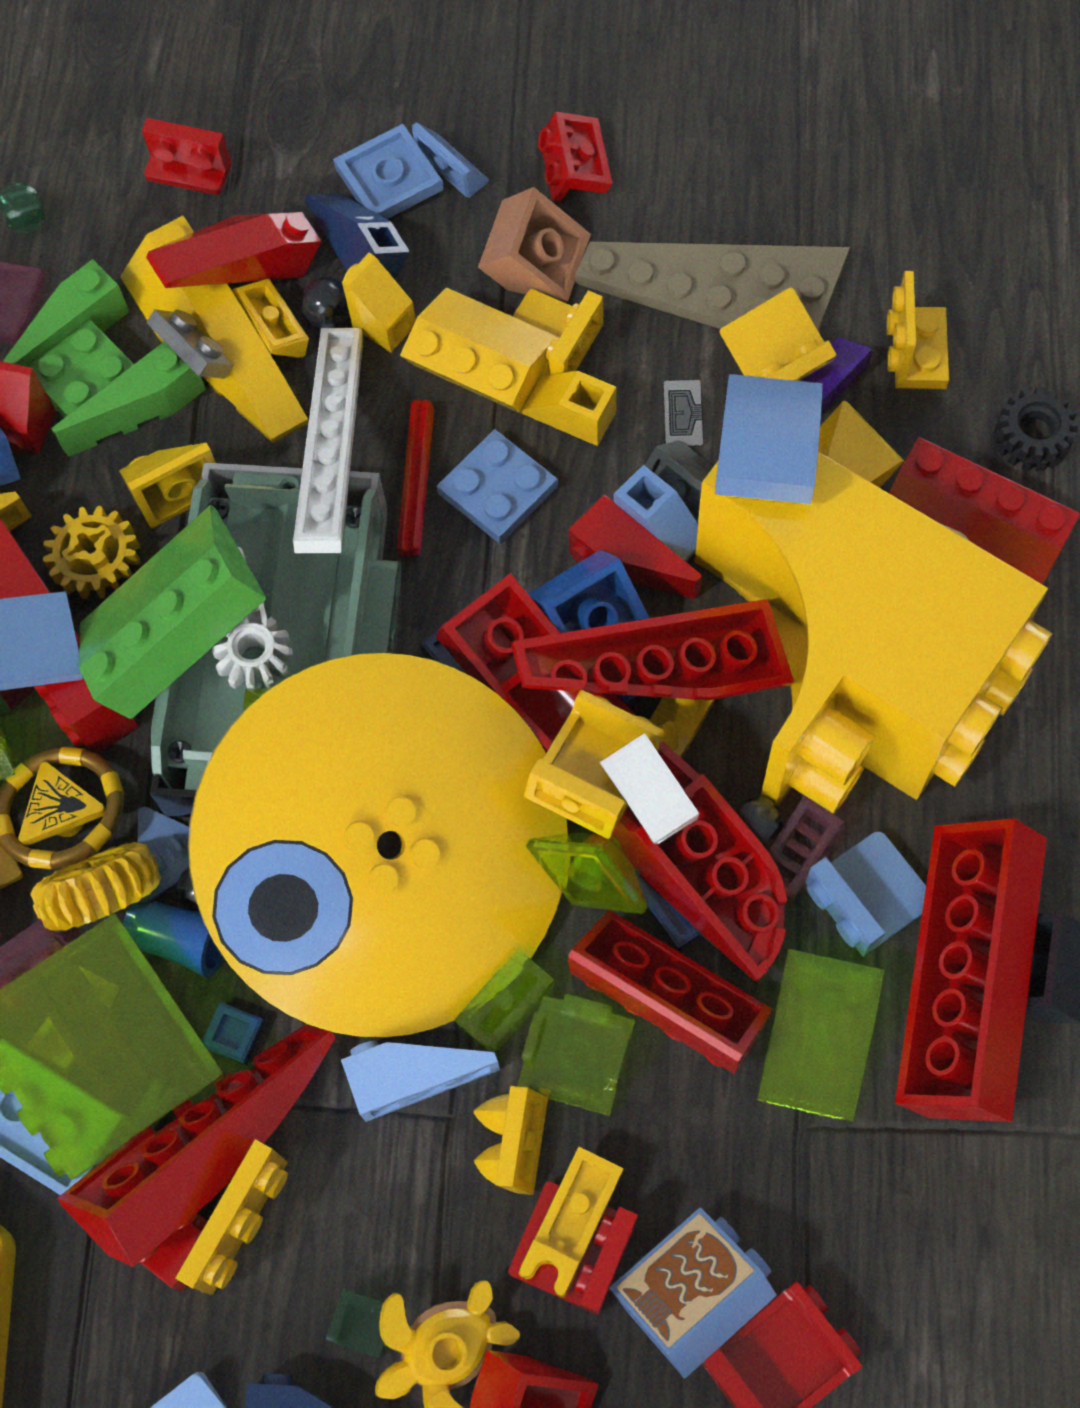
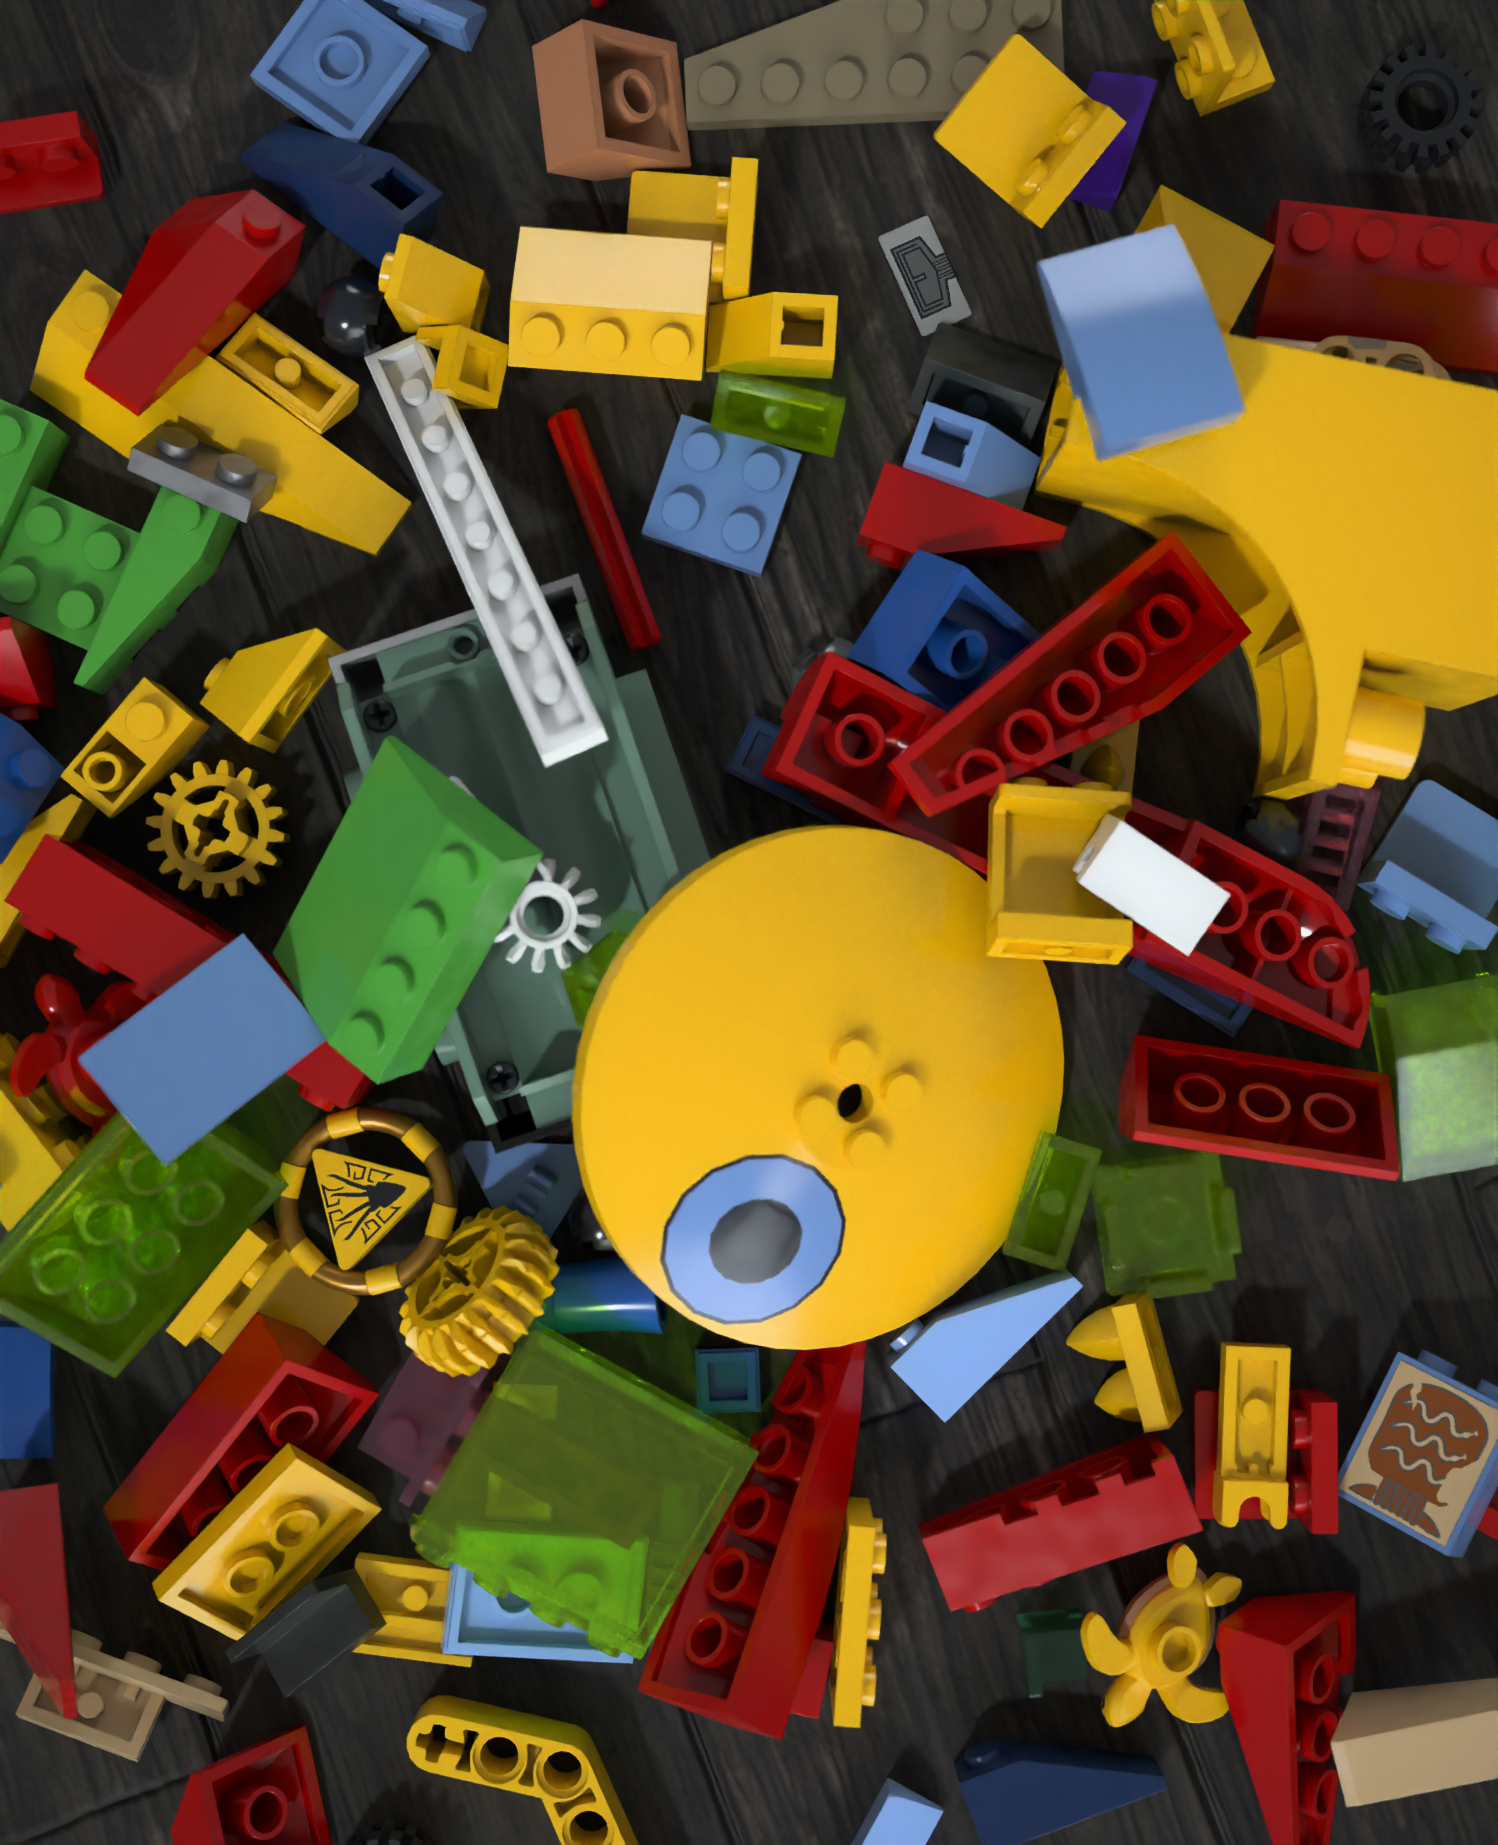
camera: 30 degrees left, 20 degrees up
(68, 483) = (135, 748): none -> yellow slope
(375, 348) = (467, 366): none -> yellow panel
(404, 1227) = (1060, 1523): none -> red wedge
(553, 446) = (777, 413): none -> clear neon green slope
(590, 871) = (1098, 1000): clear neon green slope -> none

